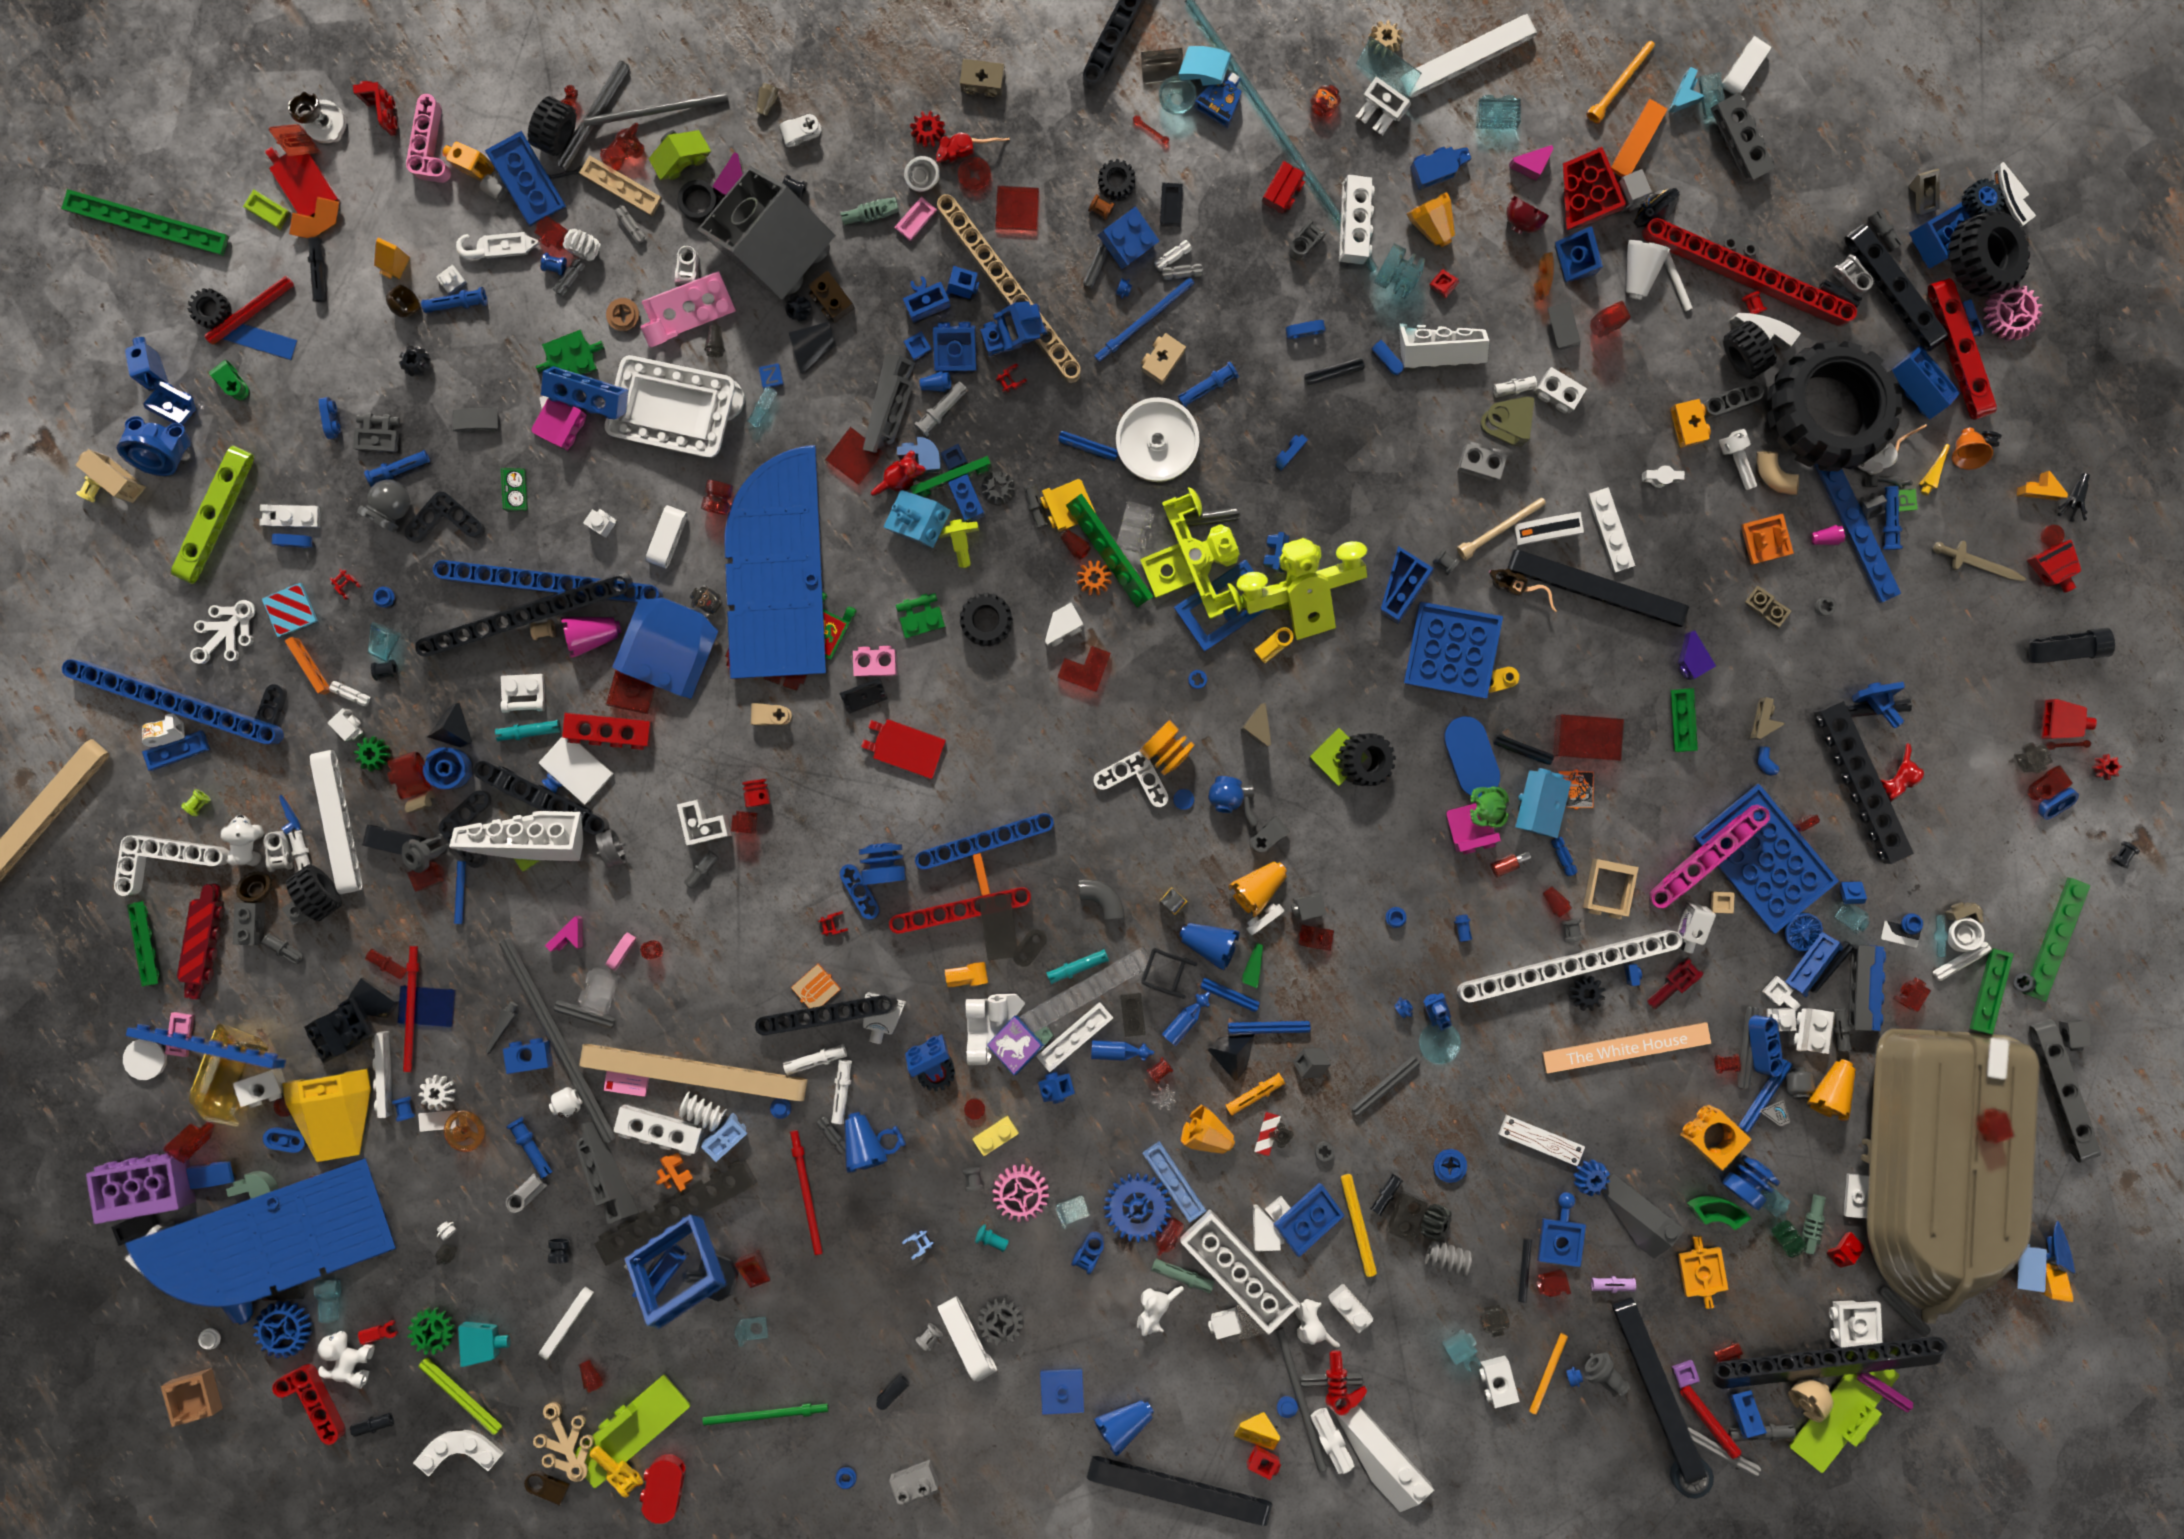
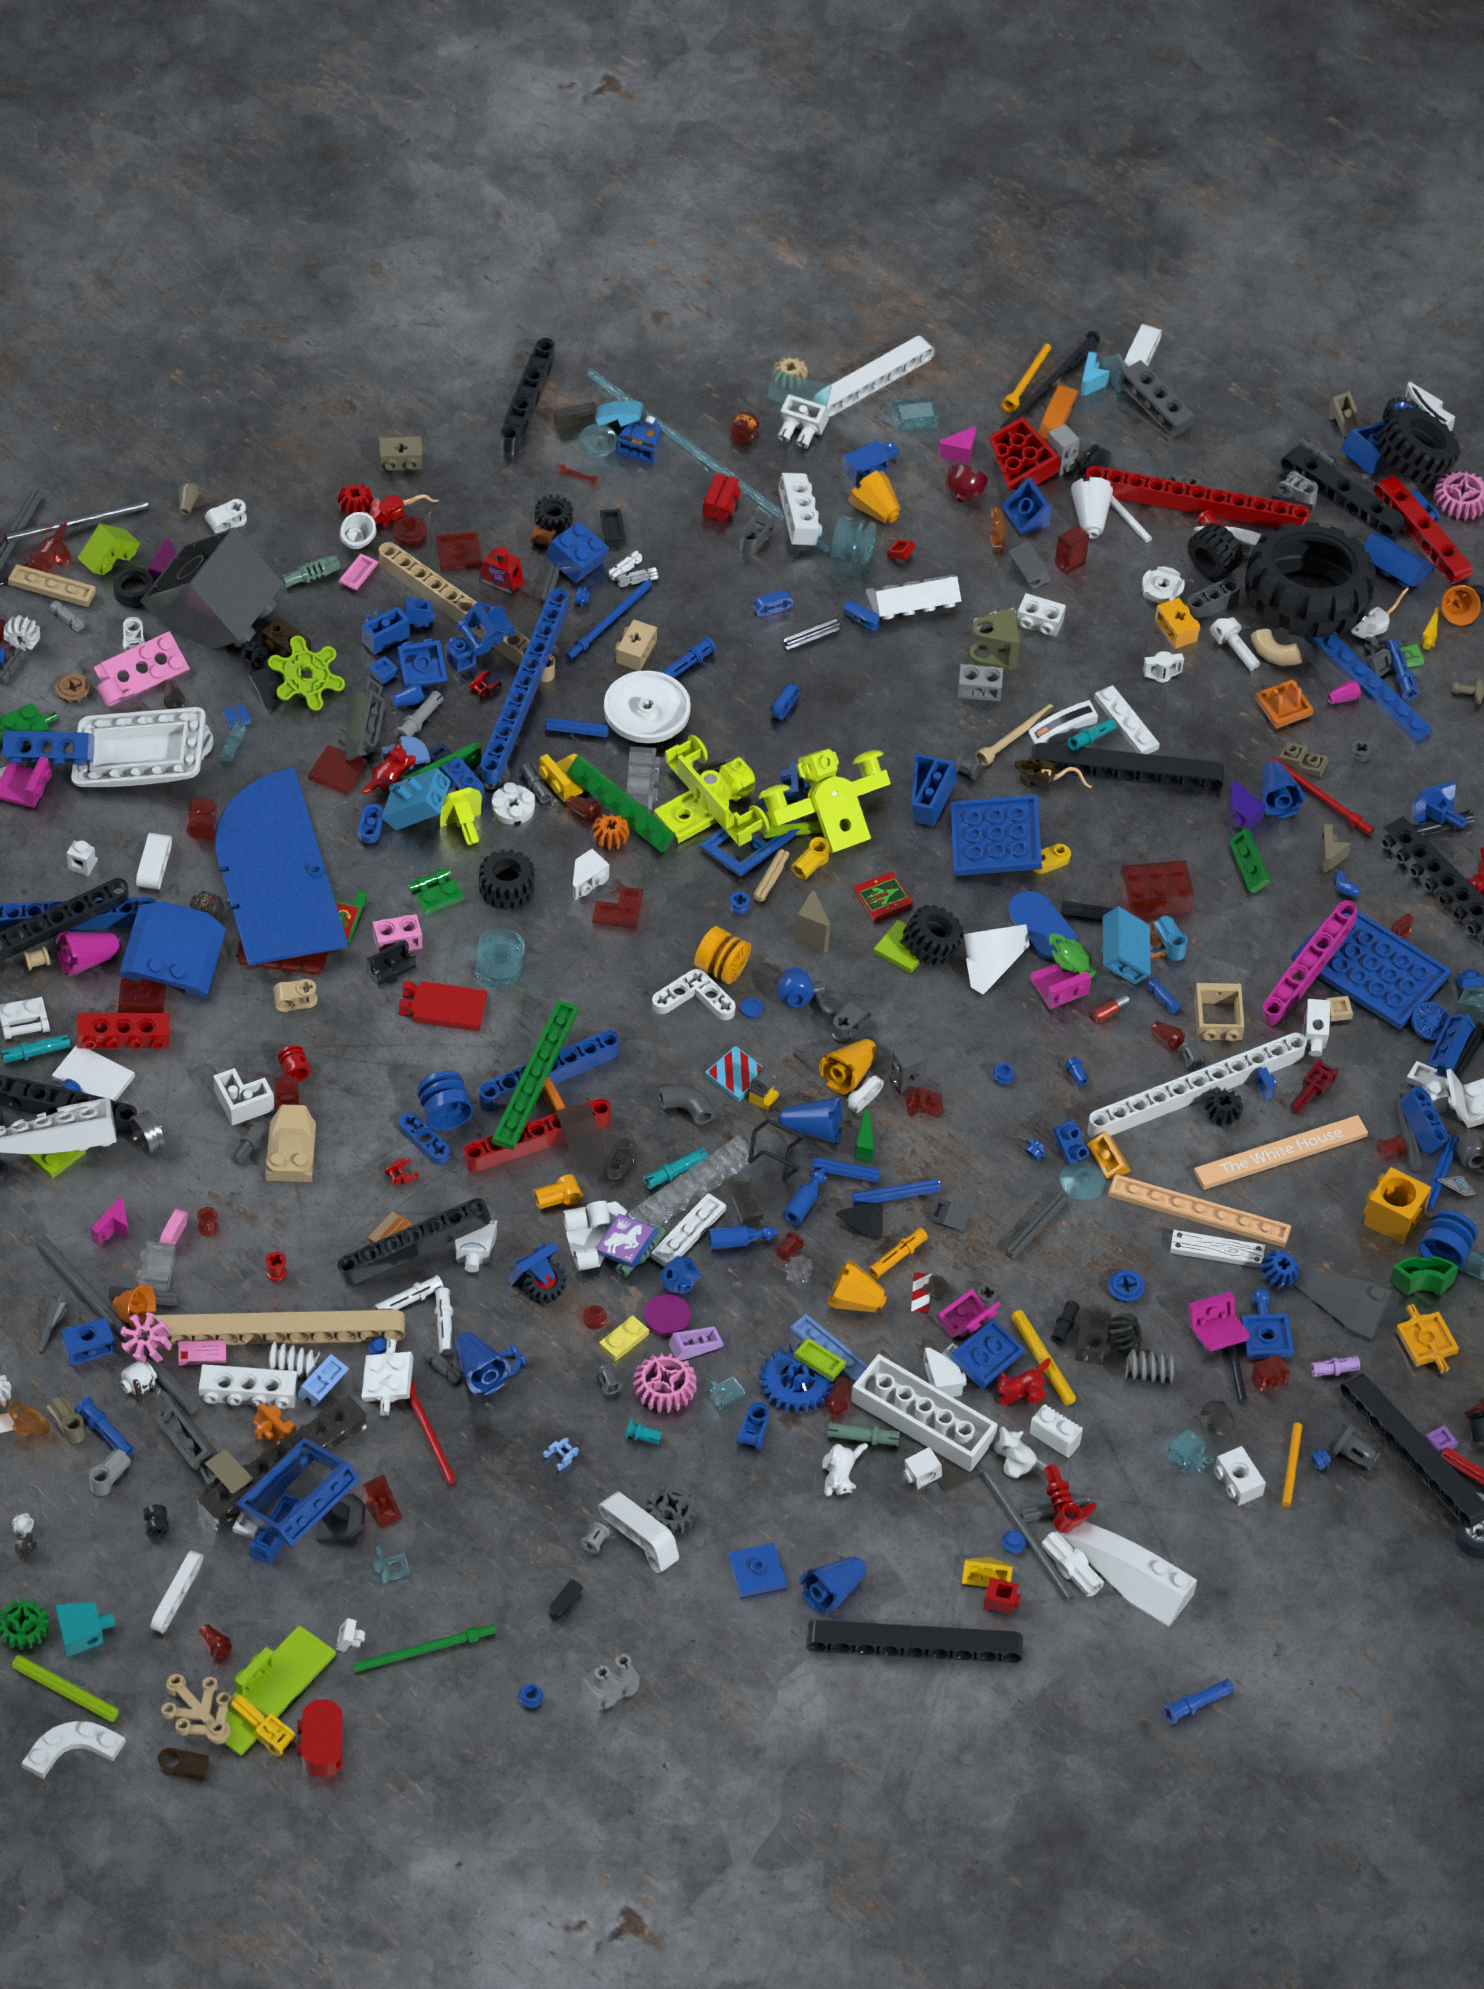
camera: 15 degrees left, 35 degrees down
(497, 1131) = (67, 1420): none -> dark tan piece
(573, 1033) = (133, 1302): none -> orange hat
(574, 1075) = (154, 1330): none -> bright pink gear
(625, 1222) = (229, 1471): none -> dark tan sticker
(697, 1009) = (276, 1267): none -> red bush
(703, 1394) = (349, 1636): none -> white tile
(739, 878) = (291, 1145): none -> tan slope
(780, 1143) = (387, 1377): none -> white plate
(856, 346) = (315, 664): none -> lime plate
(873, 528) = (370, 825): none -> blue plate
(964, 700) = (499, 957): none -> clear light blue wheel
(967, 857) = (535, 1075): none -> green plate
(1010, 514) = (517, 794): none -> white plate
(1038, 1119) = (667, 1315): none -> magenta tile
(1045, 390) = (524, 686): none -> blue beam
(1051, 248) = (502, 571): none -> red torso
(1056, 1145) = (680, 1342): none -> lavender slope
(1154, 871) = (734, 1073): none -> medium azure tile
(1160, 1200) = (819, 1359): none -> lime tile
(1233, 653) = (771, 875): none -> tan axle
(1302, 1178) = (965, 1314): none -> dark pink bracket
(1331, 696) = (882, 896): none -> tile
(1338, 1257) = (1027, 1385): none -> red animal
(1416, 790) = (993, 953): none -> white panel
(1469, 1023) = (1108, 1156): none -> light orange slope
(1520, 1228) = (1215, 1322): none -> dark pink bracket
(1536, 1096) = (1199, 1210): none -> light nougat tile
(1567, 552) = (1087, 736): none -> teal pin
(1587, 795) = (1171, 937): none -> dark azure piece
(1668, 71) = (1071, 362): none -> black bar
(1684, 361) = (1157, 594): none -> white plate
(1735, 643) = (1280, 791): none -> blue cone
(1796, 686) = (1353, 818): none -> red bar

